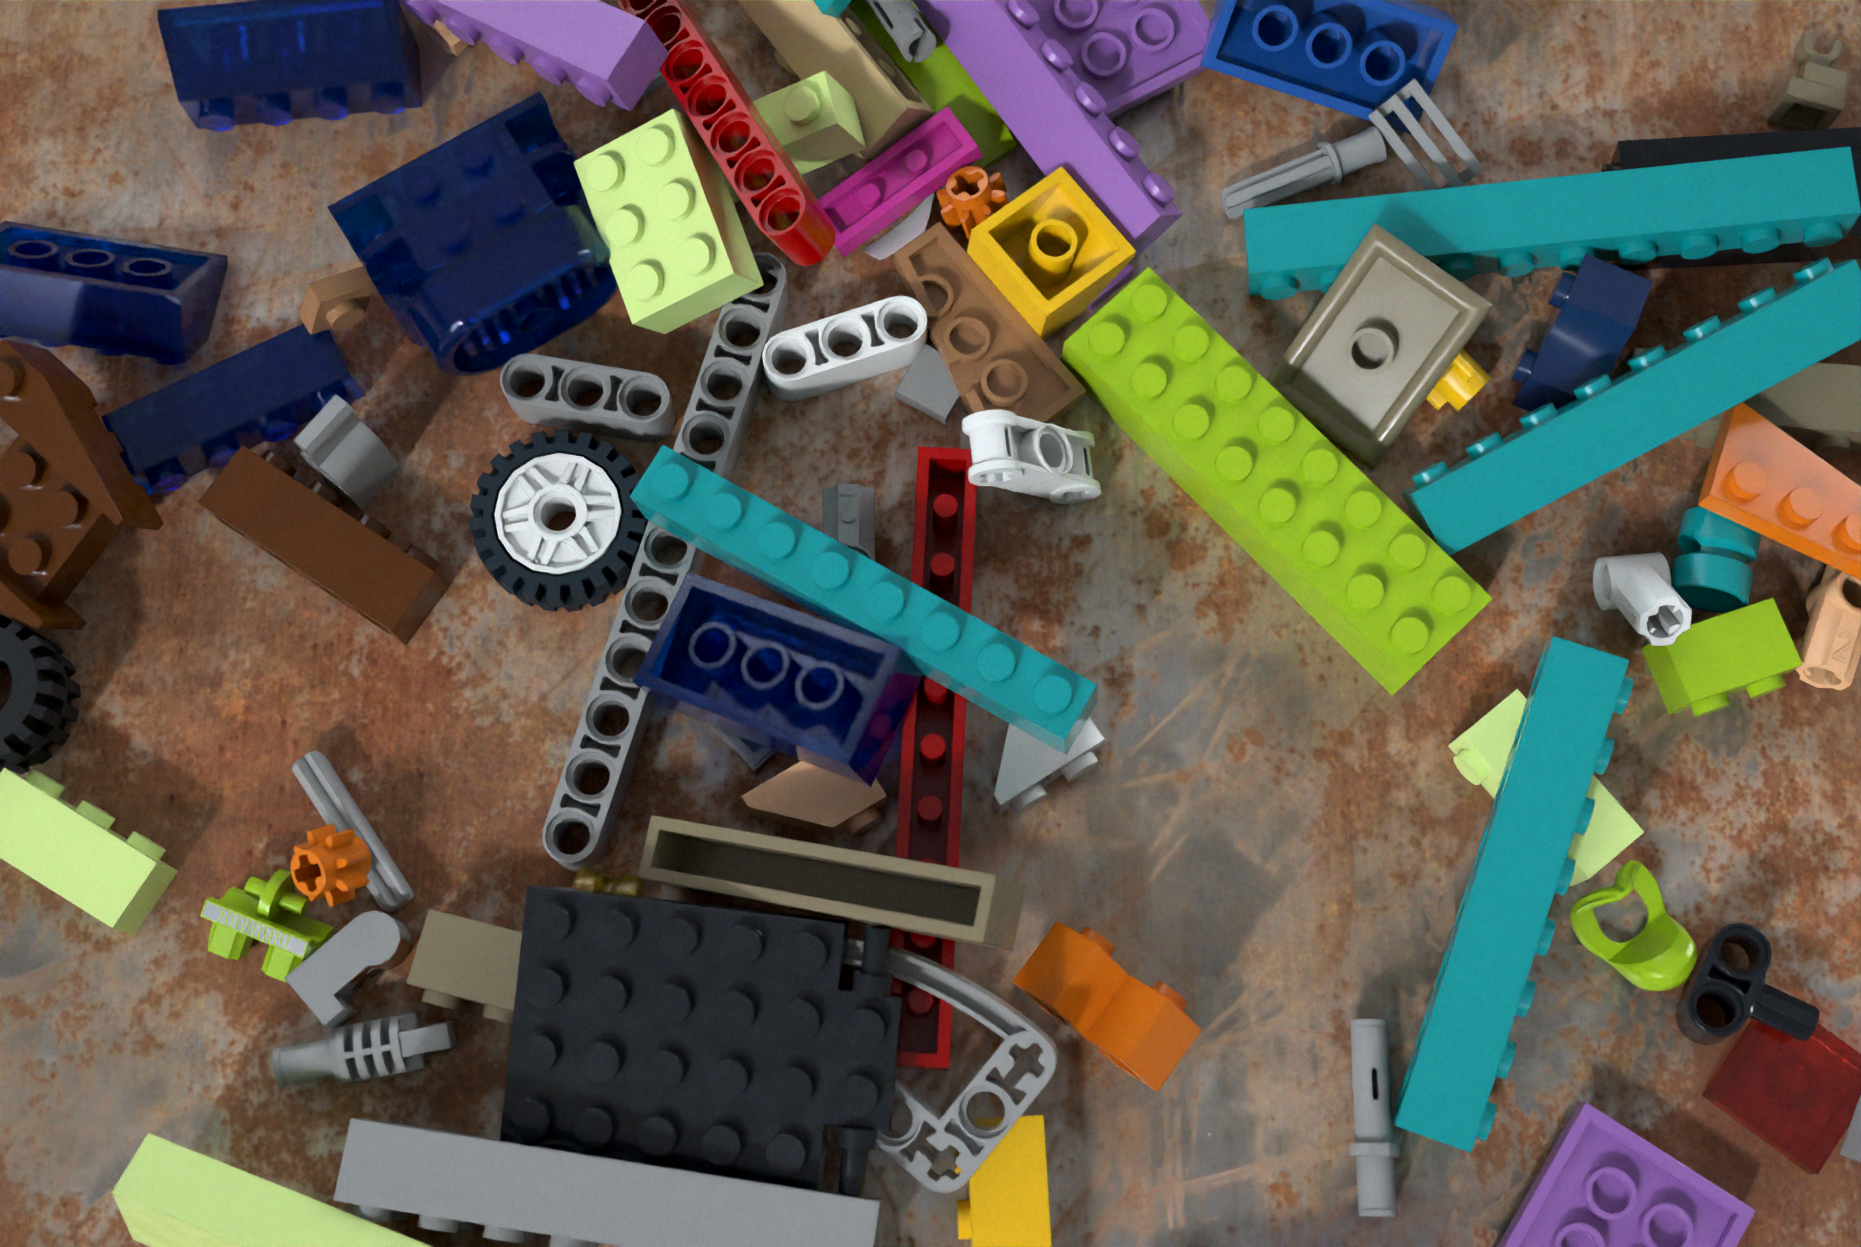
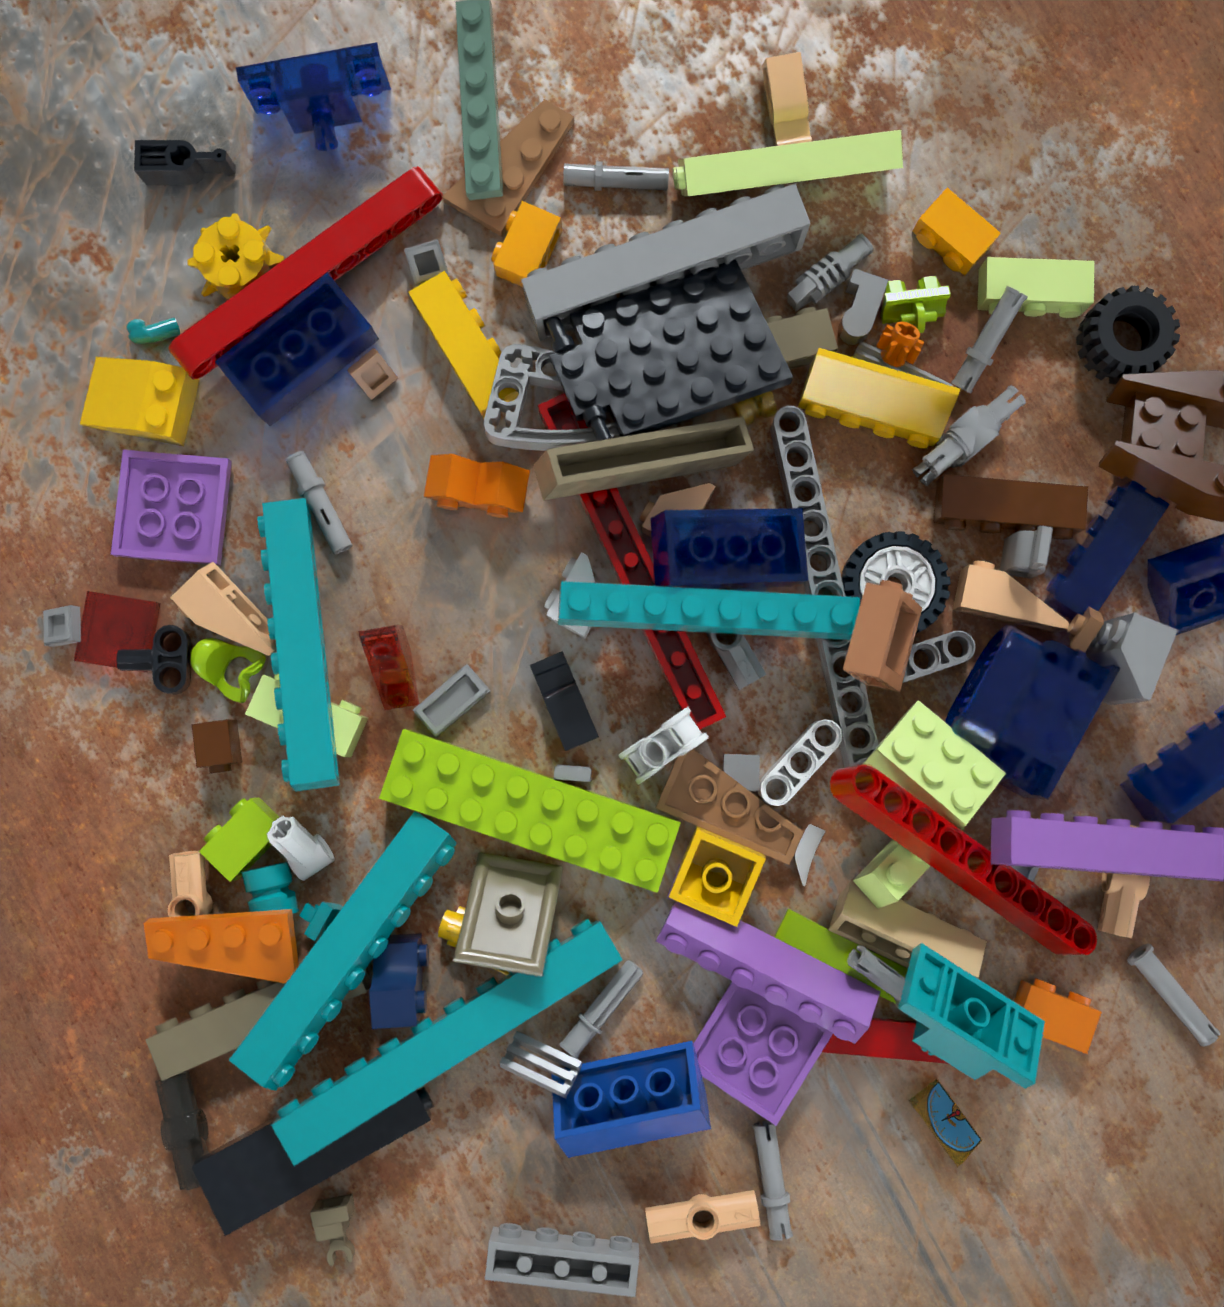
camera: 160 degrees right, 10 degrees up
(132, 1004) = (955, 232): none -> light orange brick
(173, 809) = (980, 354): none -> light grey pin
(288, 218) = (1140, 651): none -> light grey slope
(322, 656) = (968, 435): none -> light grey piece
(420, 800) = (877, 398): none -> yellow slope
(427, 428) = (1000, 597): none -> light nougat slope
(630, 426) = (883, 636): none -> nougat window
(898, 179) = (826, 875): dark pink plate -> none
(971, 197) = (786, 891): orange gear -> none
(1140, 606) = (564, 701): none -> black piece
(1180, 499) = (572, 773): none -> light grey tile
(1308, 702) = (451, 700): none -> light grey tile
(1379, 796) = (391, 665): none -> clear red slope
(1605, 1018) = (221, 607): none -> light nougat slope
(1651, 483) = (319, 918): none -> teal tile
(1705, 817) = (216, 745): none -> reddish brown brick

